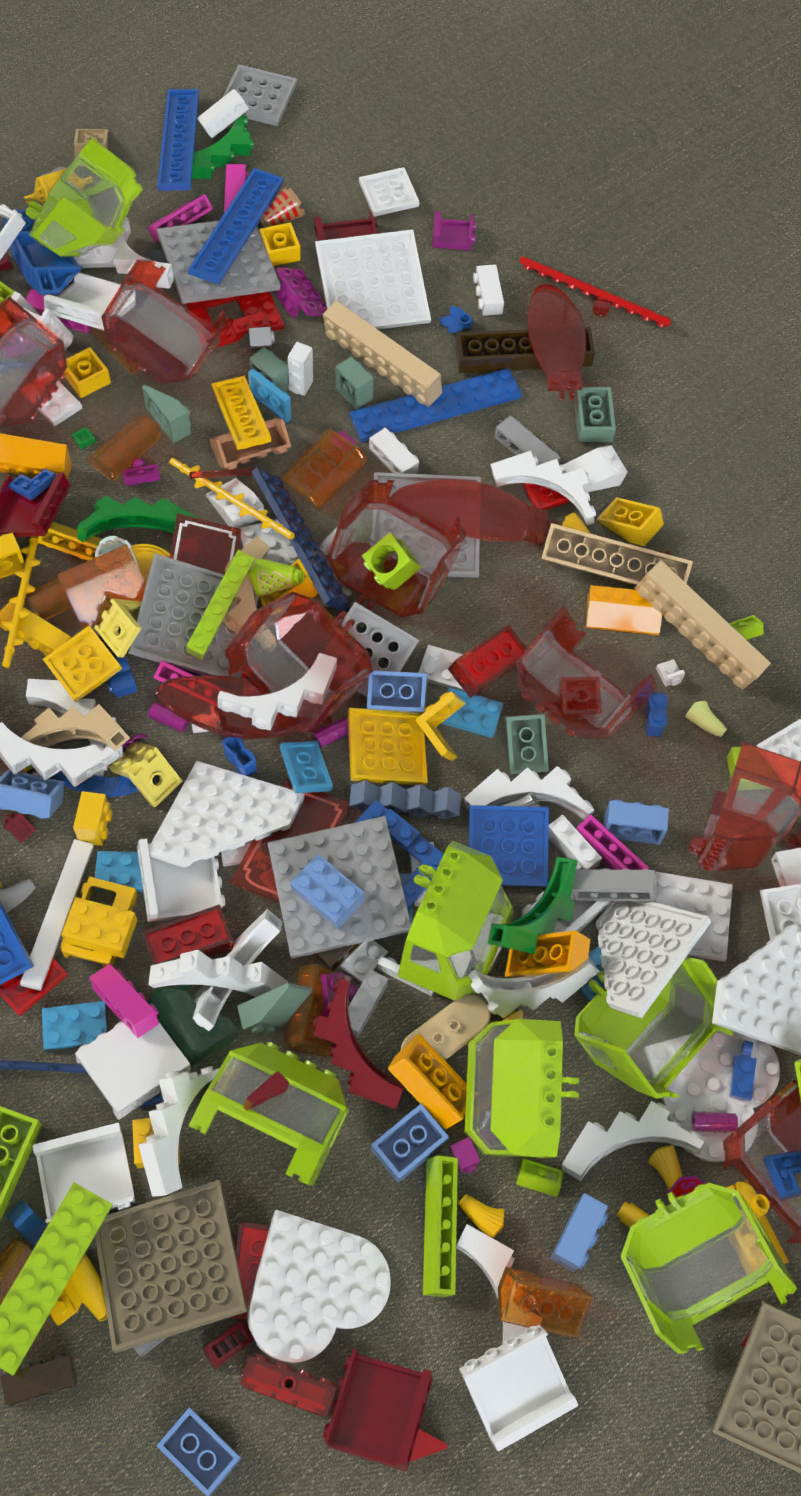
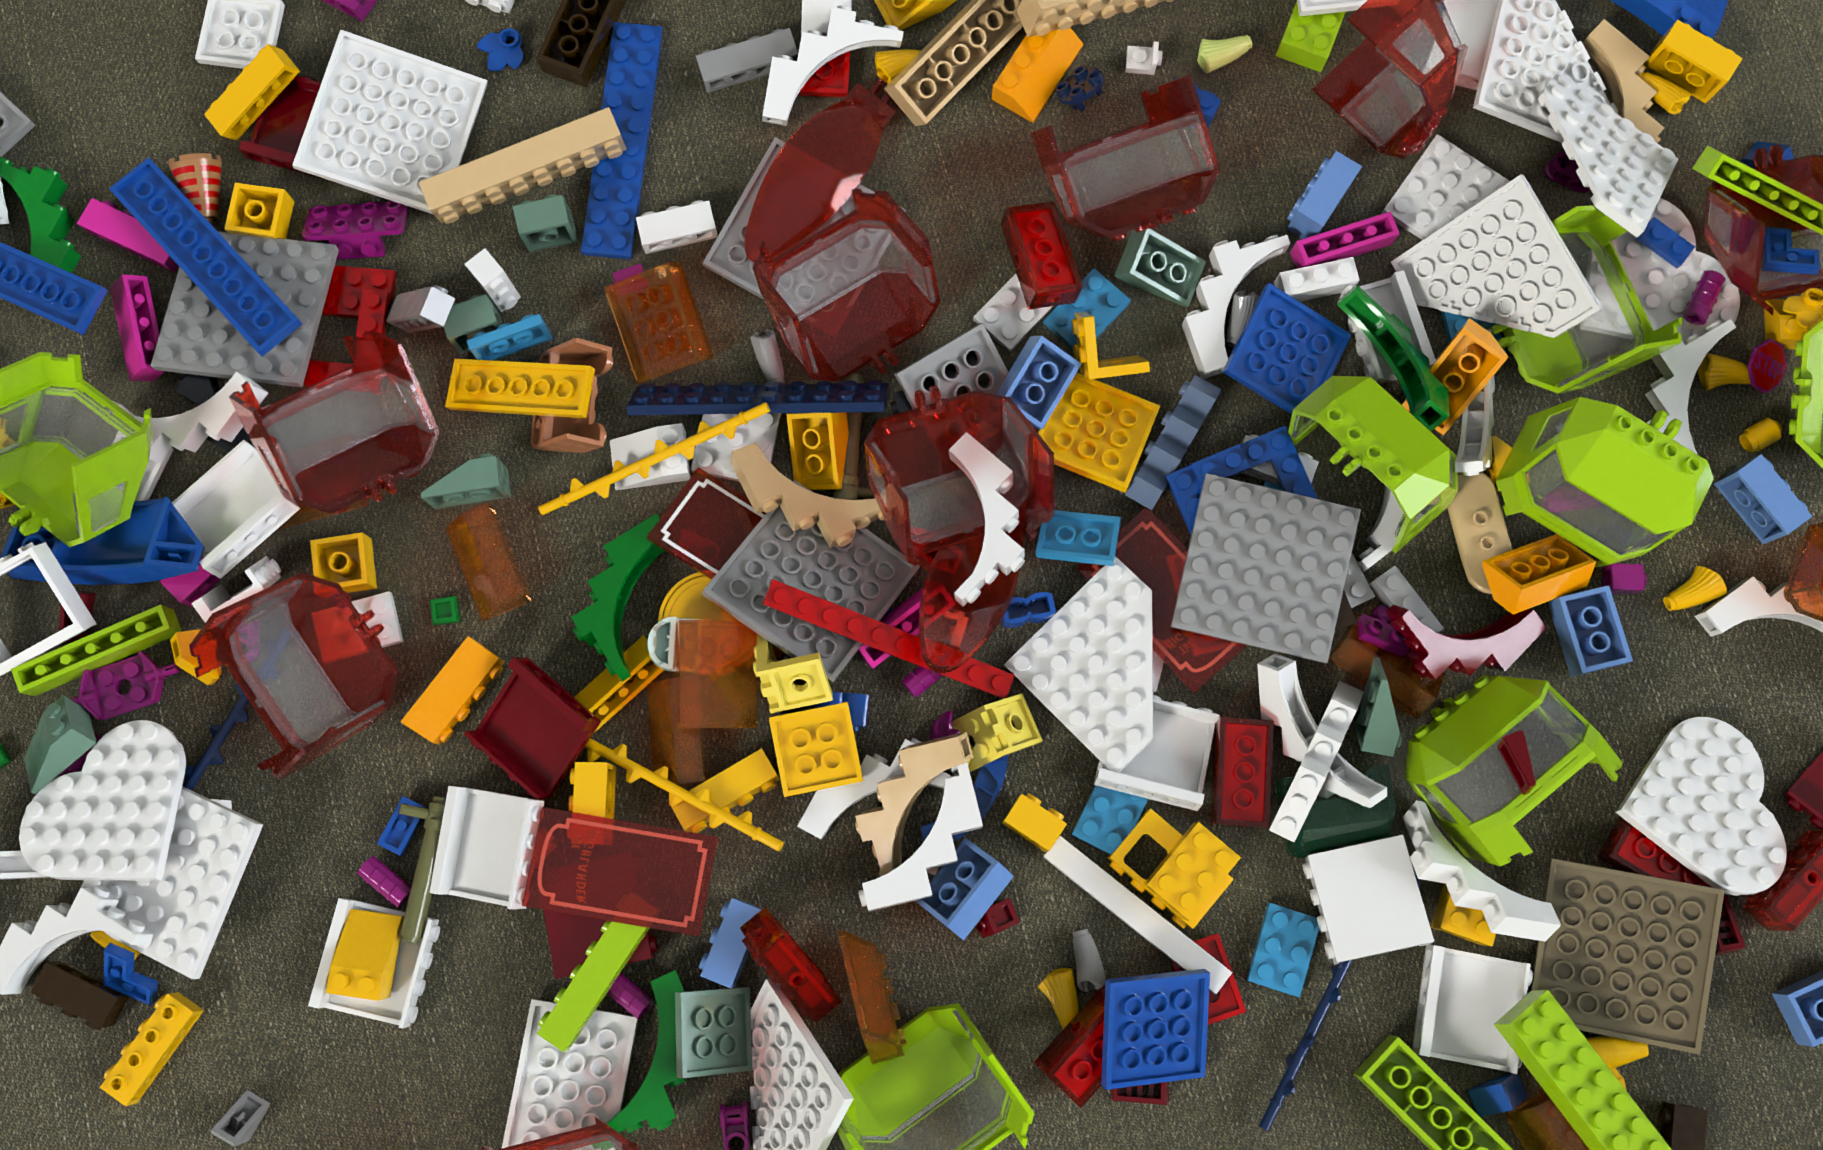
camera: 60 degrees left, 15 degrees up
(32, 487) = (504, 707): blue tile -> none
(124, 1000) = (1292, 879): dark pink brick -> none
(140, 473) = (543, 560): magenta plate -> none
(174, 668) = (878, 636): none -> red plate
(220, 605) = (822, 540): lime brick -> none
(221, 473) = (602, 454): clear red bar -> none
(274, 577) = (807, 455): lime cone -> none
(327, 891) = (1280, 583): medium blue brick -> none
(351, 208) = (251, 92): none -> yellow brick
(406, 565) = (838, 287): lime brick -> none
(440, 1226) = (1695, 641): lime brick -> none
(580, 695) = (1139, 175): clear red slope -> none
(615, 885) = (1400, 256): light grey brick -> none
(625, 640) = (1080, 86): none -> dark blue plate

